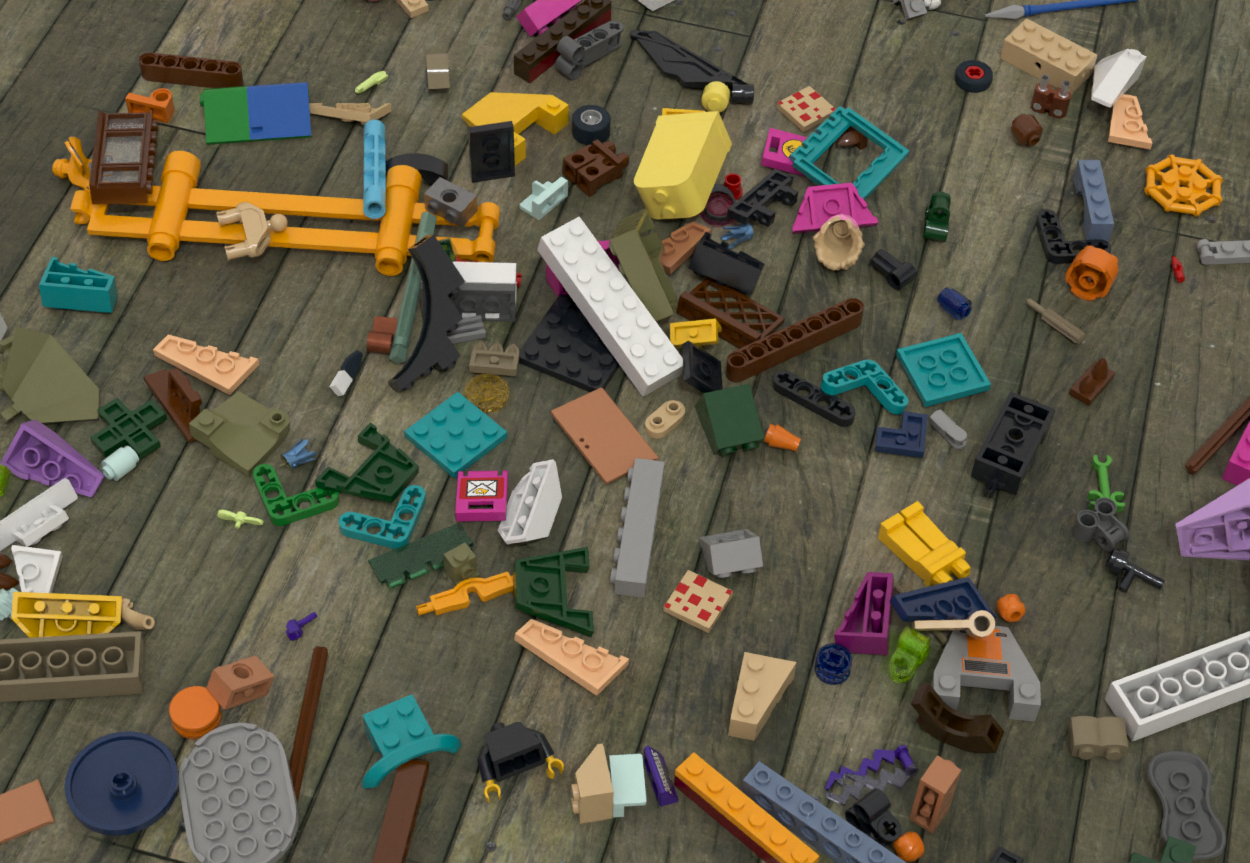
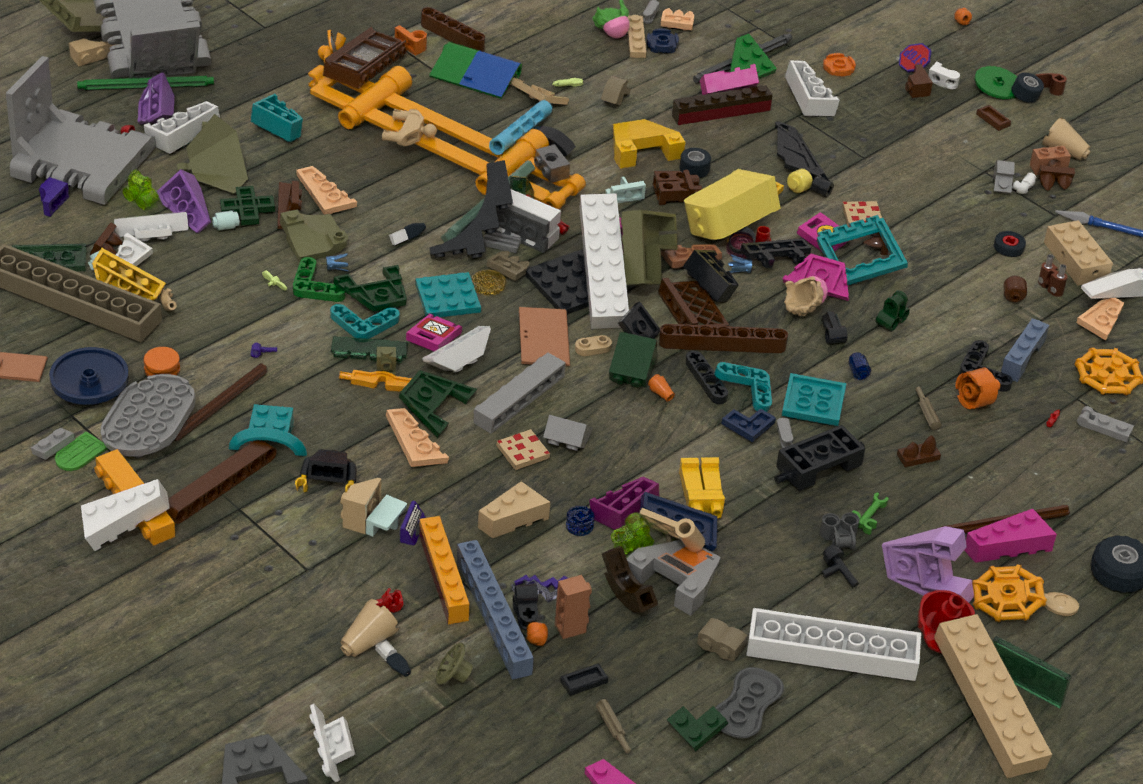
camera: 30 degrees right, 10 degrees down
(240, 682) = (198, 357): nougat brick -> none
(382, 335) = (442, 224): copper panel -> none
(491, 151) = (605, 146): black plate -> none
(587, 48) = (733, 117): dark grey piece -> none
(698, 332) = (655, 303): yellow panel -> none
(1010, 608) = (730, 546): orange piece -> none

